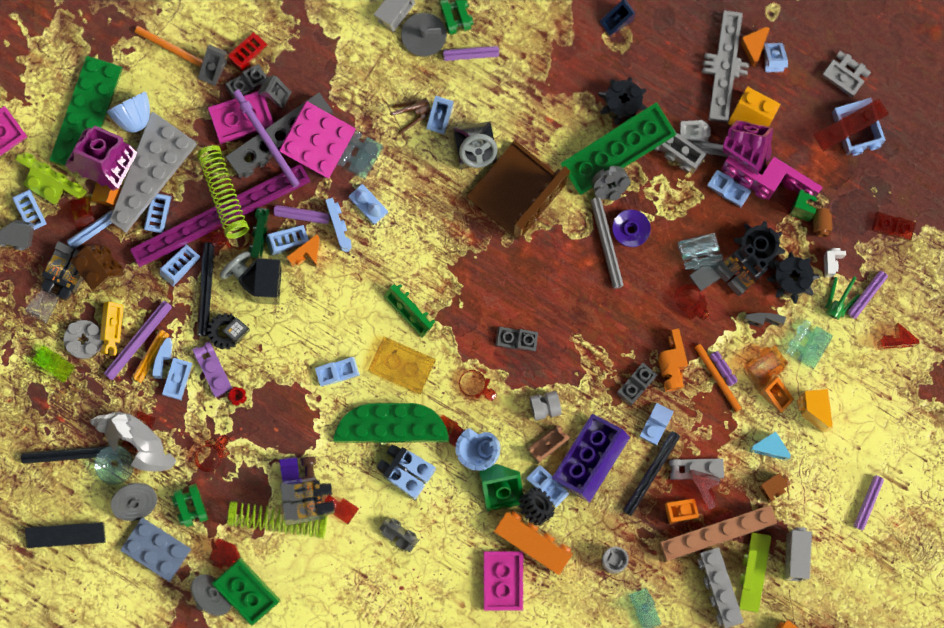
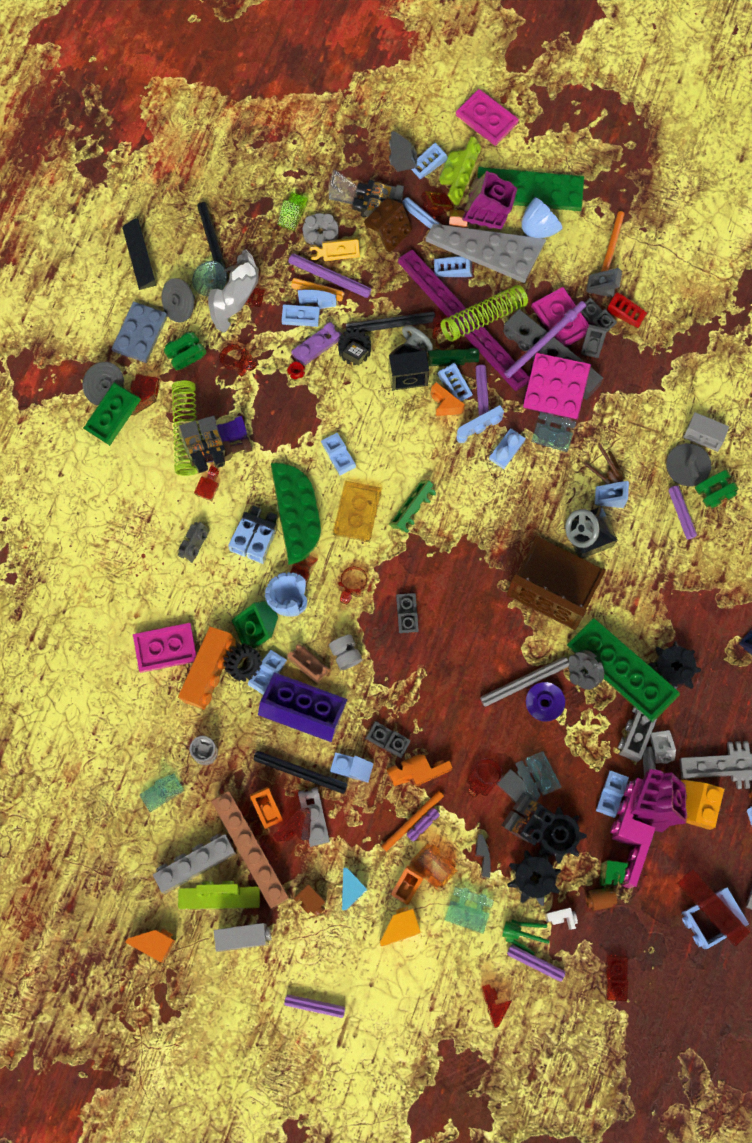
camera: 85 degrees right, 5 degrees down
(172, 280) = (399, 297): light blue slope -> none

